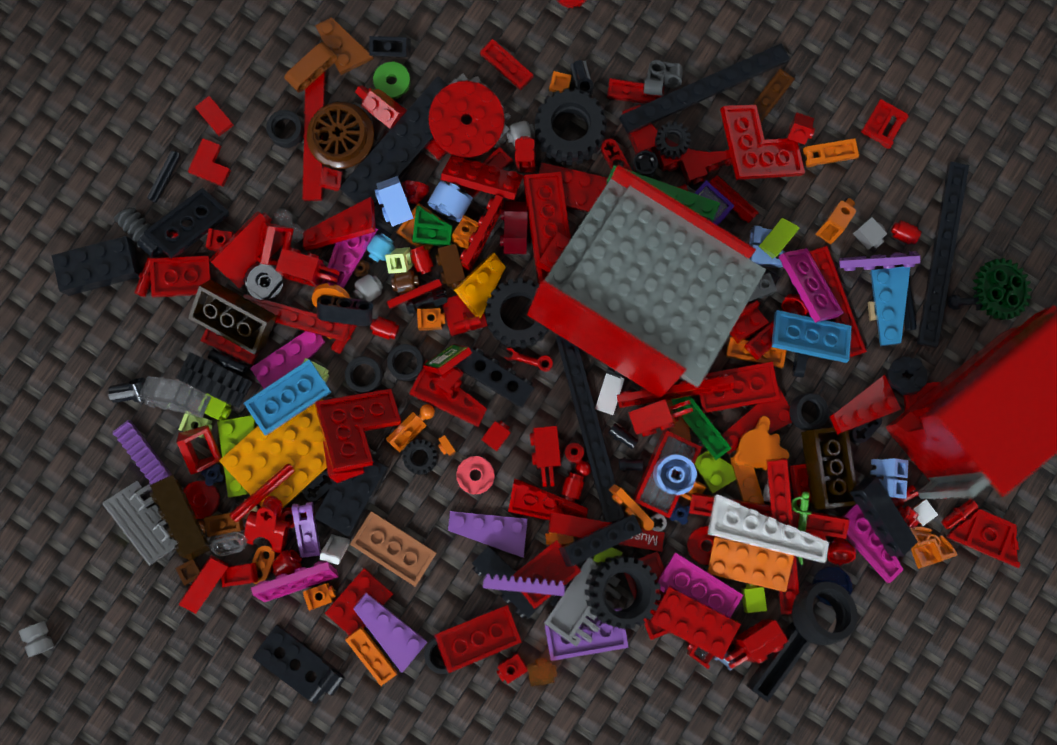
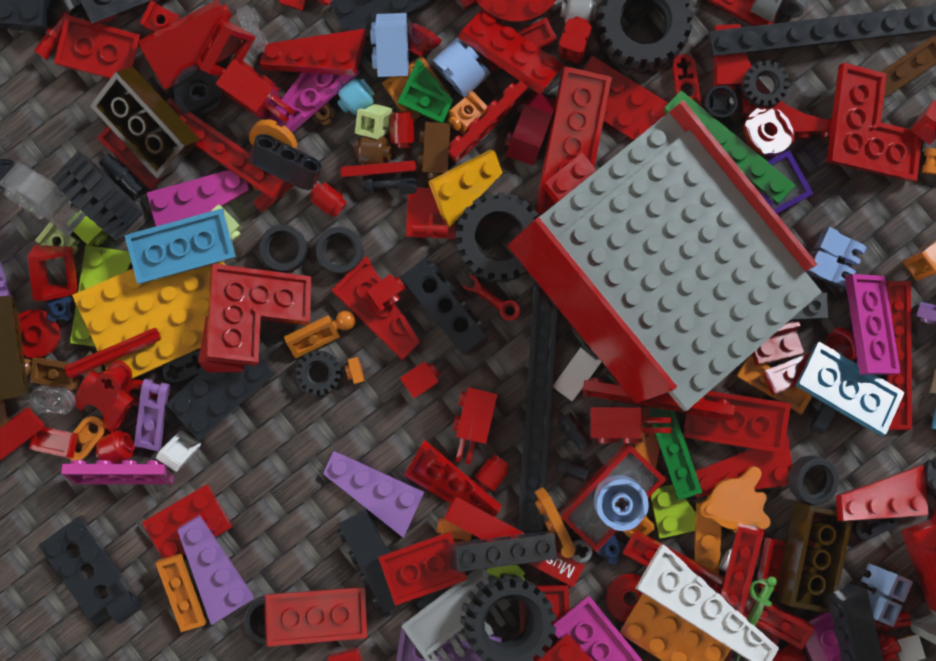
camera: 15 degrees right, 5 degrees up
(311, 598) = (131, 500): orange brick -> none
(368, 288) = (323, 142): light grey head -> none
(393, 548) = (249, 473): nougat plate -> none
(425, 324) = (377, 207): orange brick -> none
(447, 359) = (391, 265): tile -> none
(475, 463) = (364, 421): coral tile -> none
(526, 586) = (390, 575): medium lavender gear -> none
(582, 467) = (512, 454): red plate -> none
(683, 180) = (759, 140): none -> tile
(742, 207) = (822, 197): red plate -> none
(778, 237) = (853, 252): lime slope -> none

